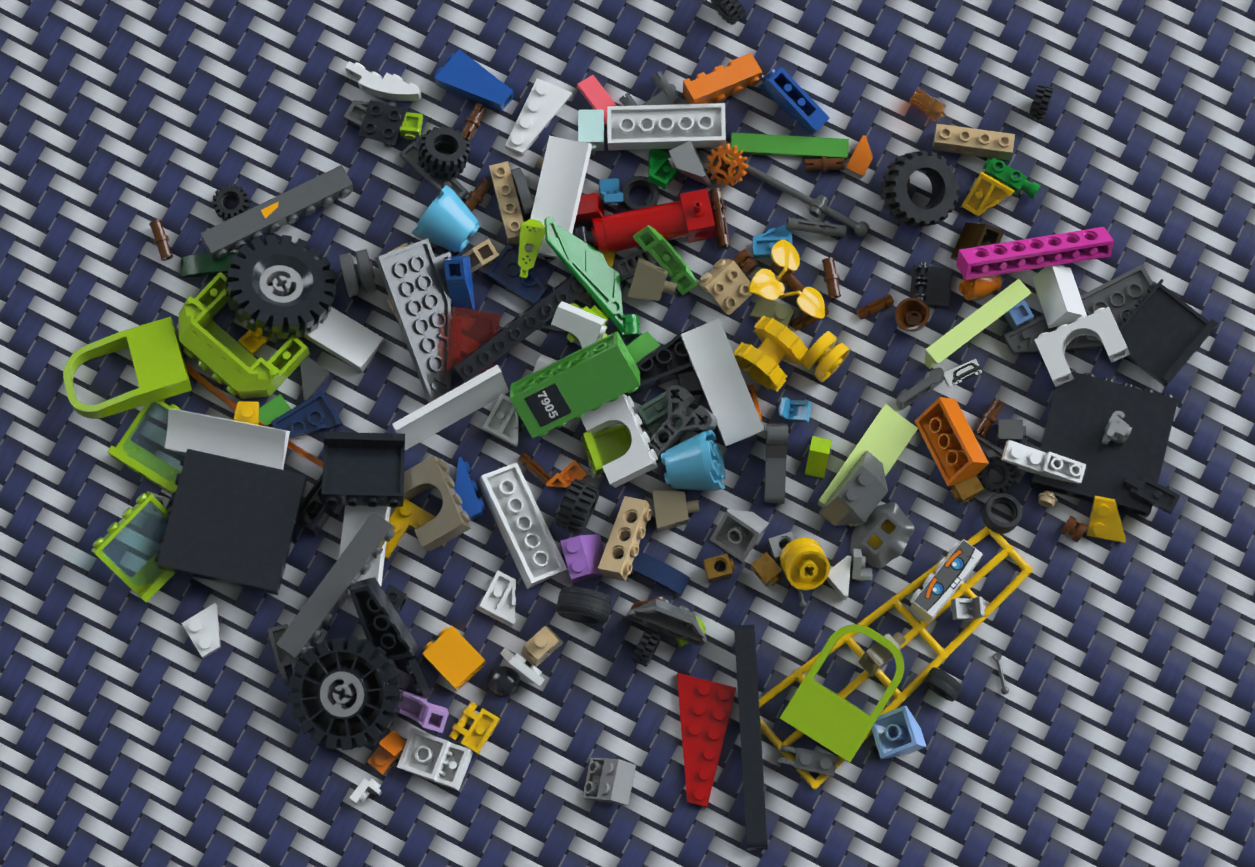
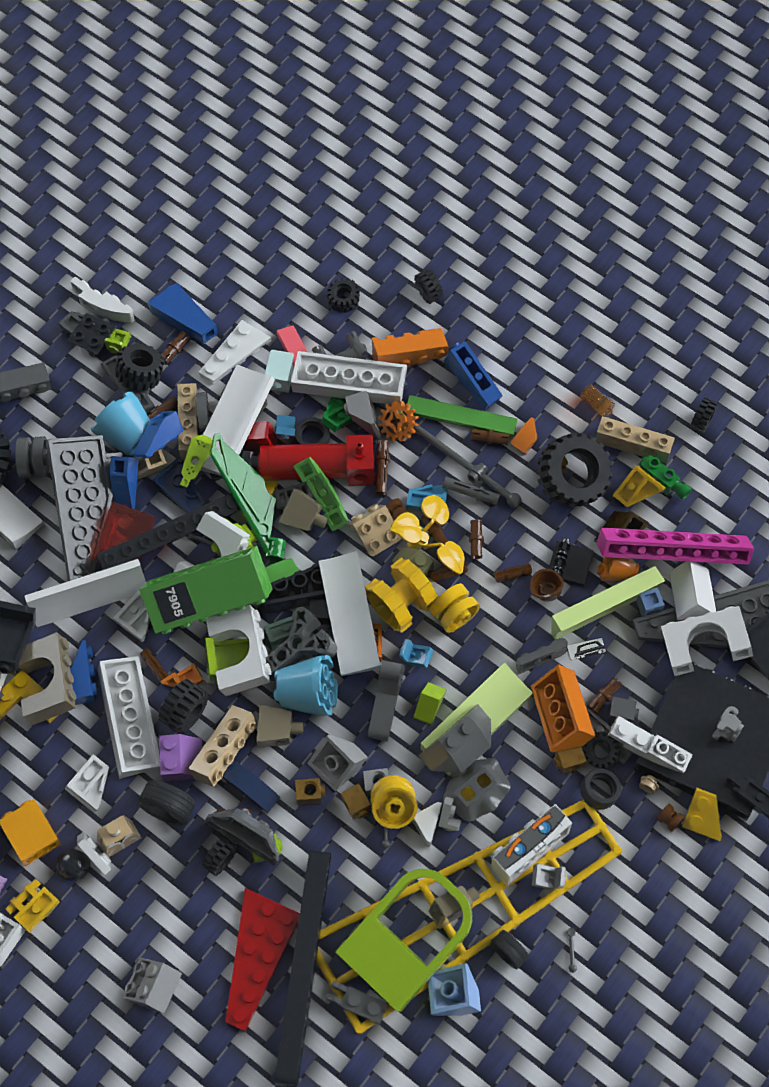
camera: 10 degrees right, 10 degrees down
(486, 224) = (159, 431): none -> blue slope
(638, 19) = (342, 304): none -> black tyre

